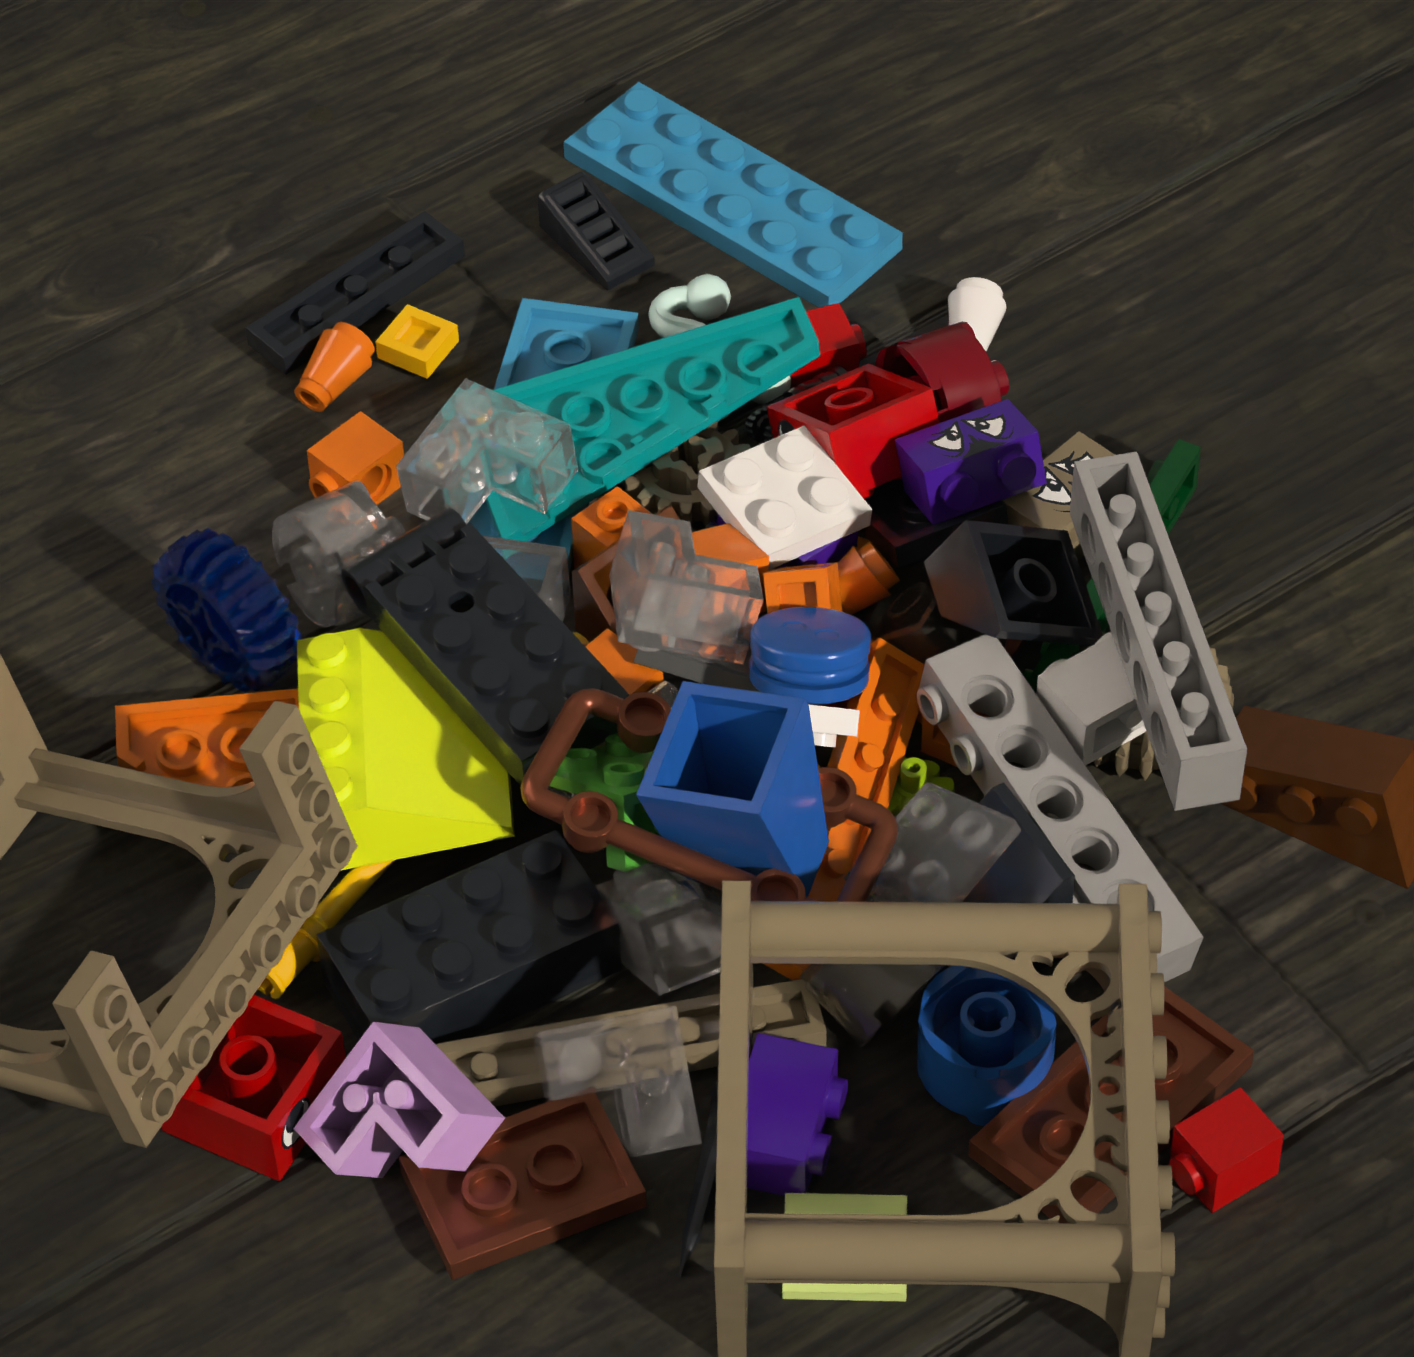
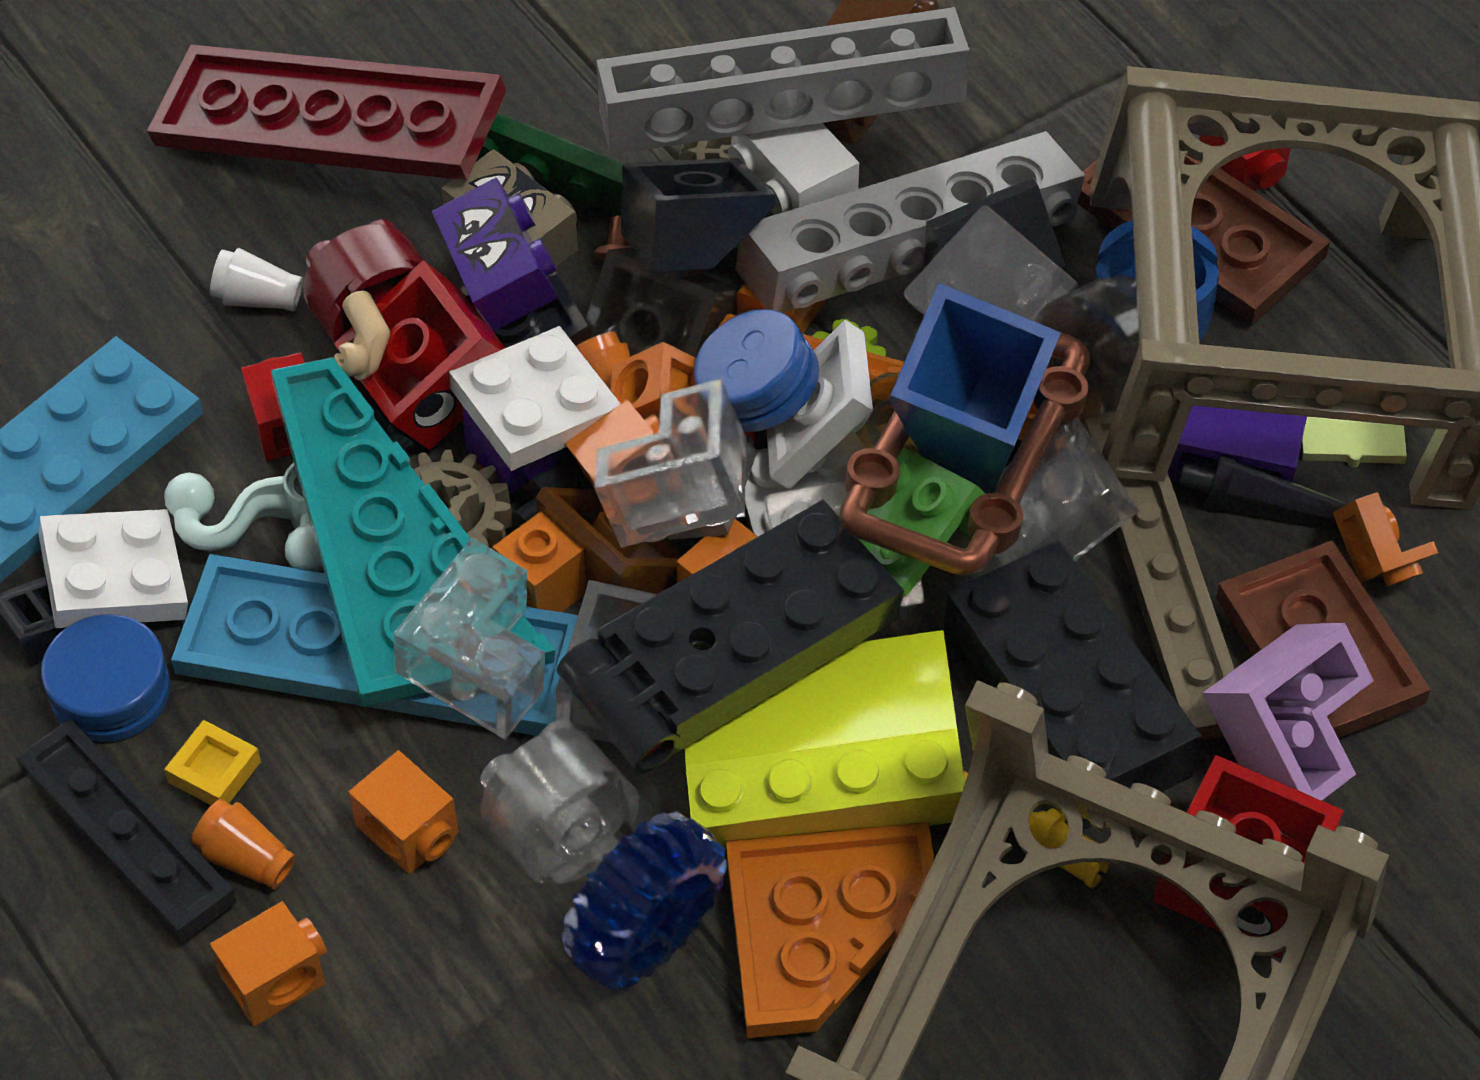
camera: 90 degrees left, 5 degrees up
(211, 389) = (270, 962): none -> orange brick
(510, 259) = (106, 677): none -> blue head
(623, 249) = (112, 566): none -> white plate
(639, 1224) = (1372, 544): none -> orange bracket
(643, 1064) = (1232, 535): clear brick -> none
(856, 369) = (372, 335): none -> tan arm
(1177, 343) = (328, 111): none -> dark red plate

